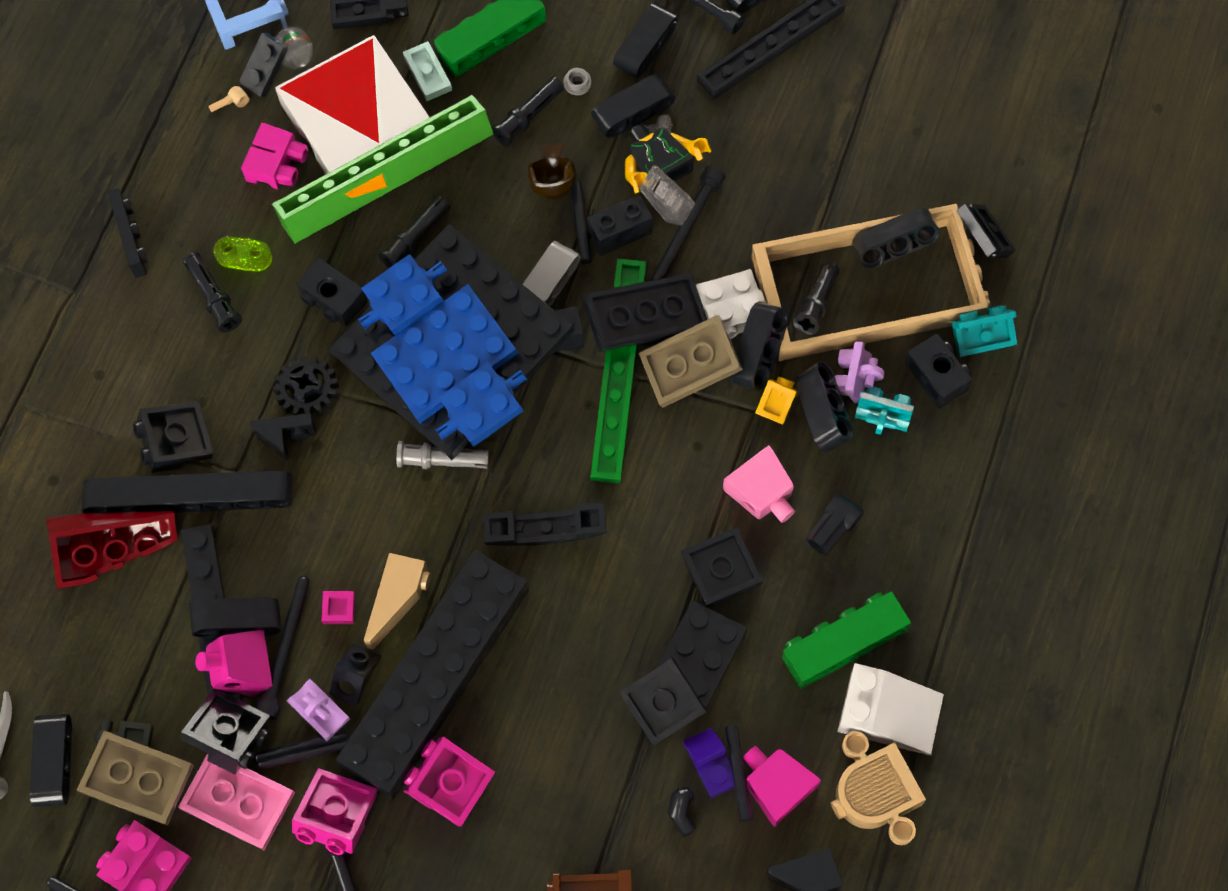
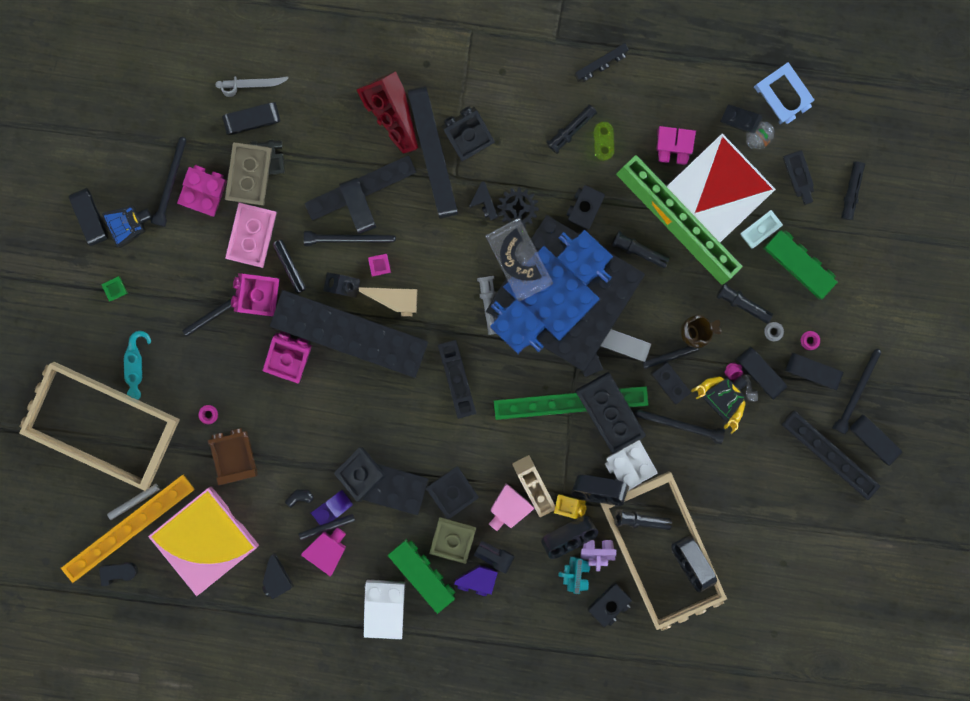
camera: 80 degrees right, 20 degrees up
(227, 731) = (287, 220): black plate -> none
(236, 95) = (717, 107): tan hand -> none
(237, 663) = (330, 215): dark pink torso -> none
(318, 710) = (312, 270): lavender hips -> none
(381, 387) = (519, 259): none -> clear tile
(601, 32) = (816, 340): none -> dark pink plate
(621, 141) = (733, 371): none -> dark pink plate
(679, 200) = (693, 412): clear slope -> none
(690, 361) = (582, 448): dark tan plate -> none
(733, 443) = (534, 486): none -> tan slope
(797, 581) = (452, 540): none -> olive tile
(865, 552) = (479, 579): none -> dark purple slope
(877, 789) = (334, 609): tan piece -> none
(984, 332) = (642, 630): teal bracket -> none
(986, 230) = (713, 620): black plate -> none

